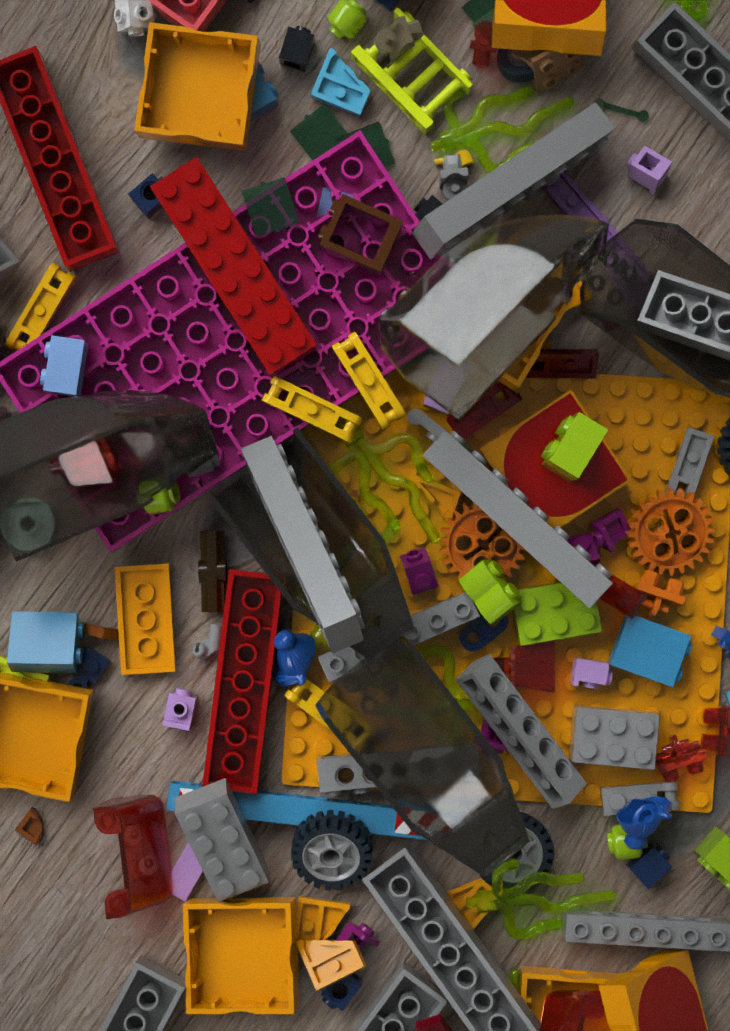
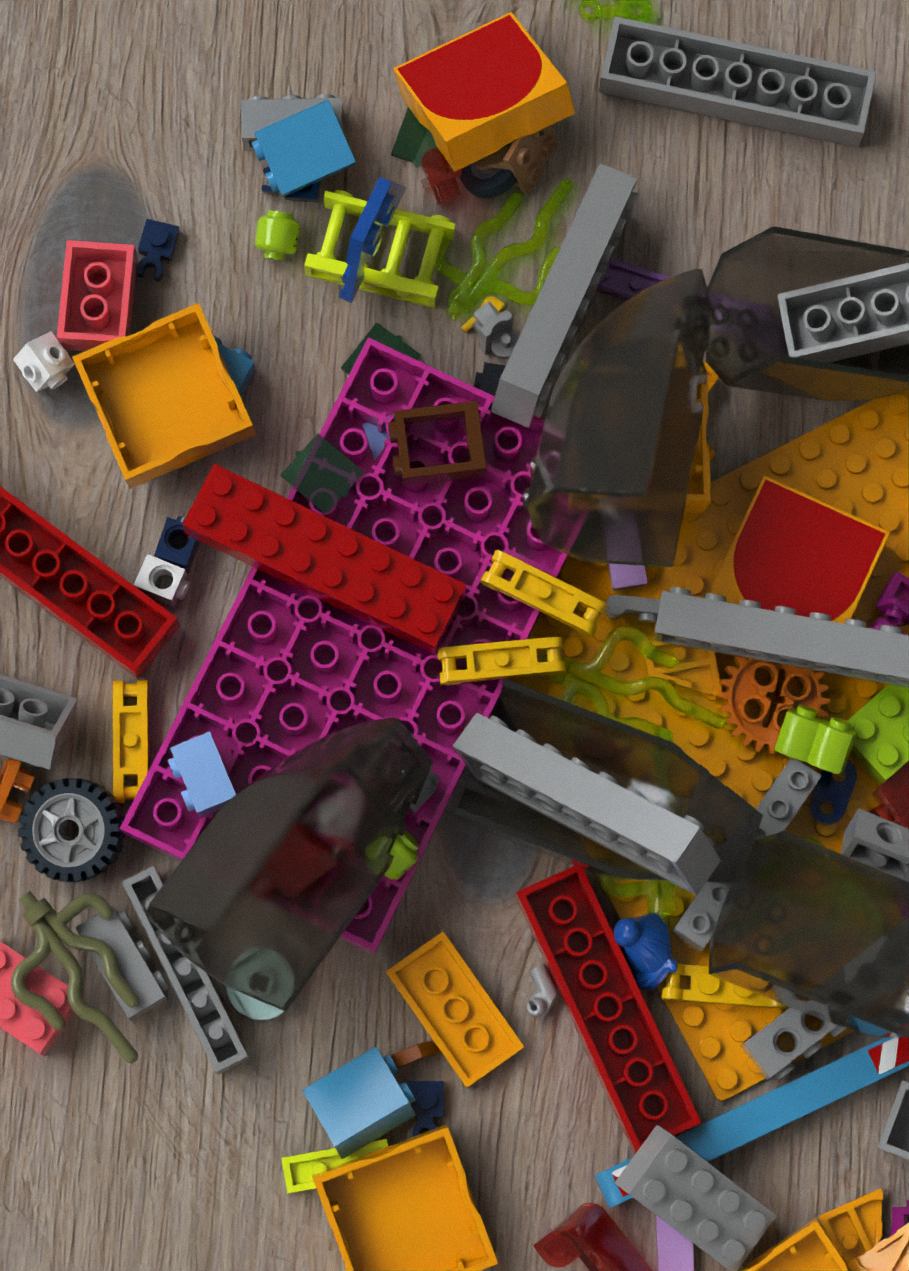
camera: 35 degrees left, 10 degrees down
(116, 206) = (154, 568): none -> white brick
(184, 720) = (555, 1100): lavender brick -> none
(212, 571) = (497, 910): dark brown piece -> none
(297, 48) = (242, 297): black brick -> none
(319, 132) = (321, 371): clear green piece -> none
(331, 868) = (840, 1153): wheel -> none
(340, 86) = (312, 310): medium azure wing -> none
(397, 58) = (365, 237): none -> blue wing
(398, 37) = (345, 216): dark tan hips -> none
(419, 571) = (725, 767): magenta bracket -> none
(484, 411) = (687, 555): dark red plate -> none
(565, 364) = (741, 454): dark red plate -> none
(574, 446) = (809, 527): lime brick -> none
(642, 115) = (653, 154): clear green hinge -> none
(648, 168) = (695, 202): lavender brick -> none

